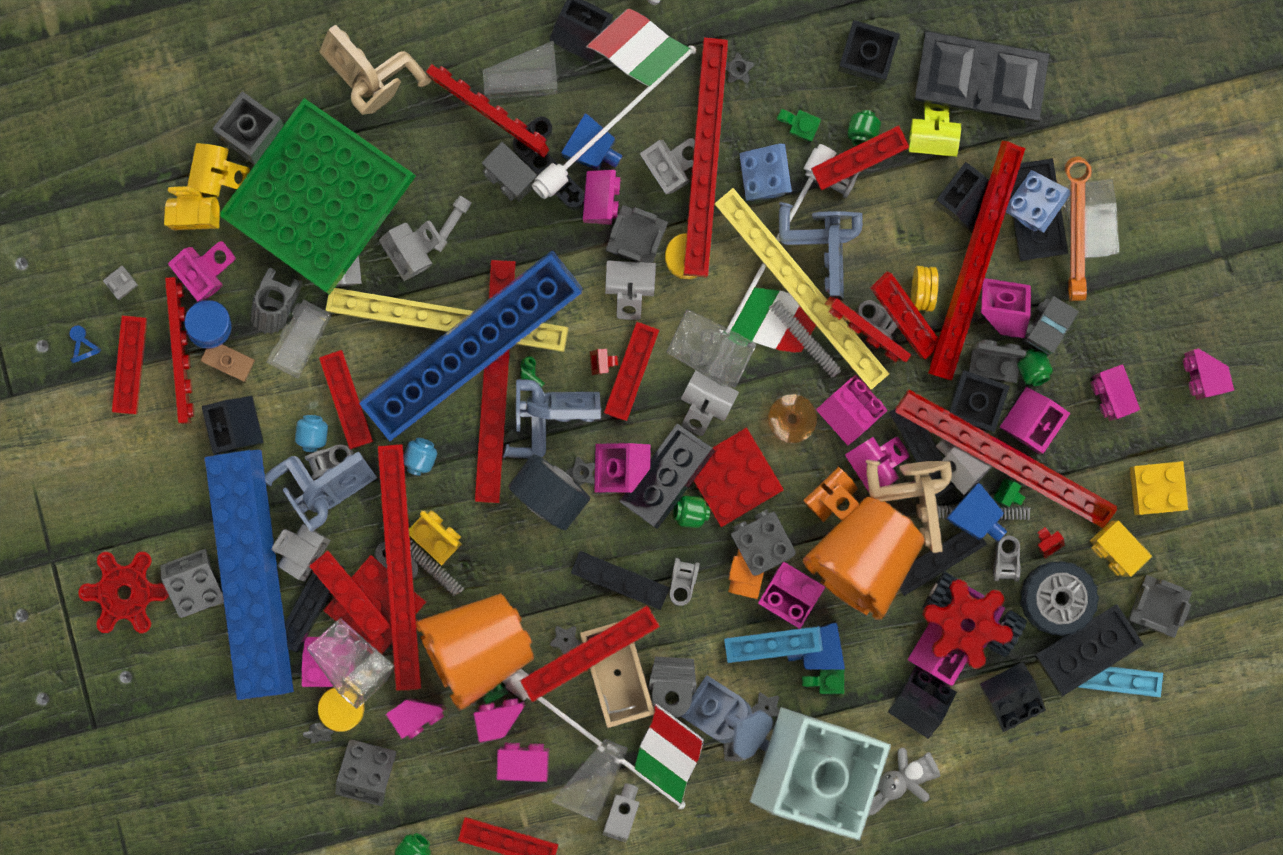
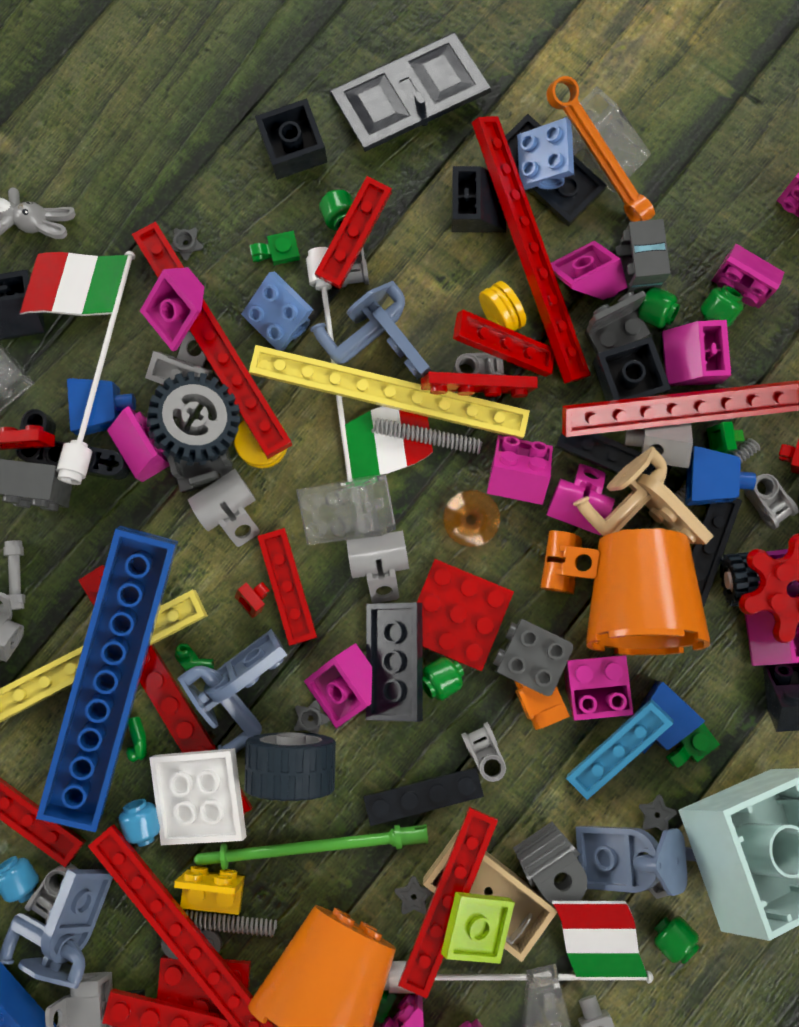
camera: 30 degrees left, 5 degrees down
(457, 400) = (138, 738): none -> green arm
(471, 468) = (198, 797): none -> white plate
(582, 592) = (396, 837): none -> bright green bar
(597, 682) = (477, 928): none -> lime plate
(662, 232) = (170, 402): none -> wheel
(697, 120) = (174, 304): none -> dark pink slope
(717, 793) = (676, 939): none -> green head
(935, 133) = (405, 165): neon yellow piece -> none
(1079, 401) = (722, 304): none -> green head

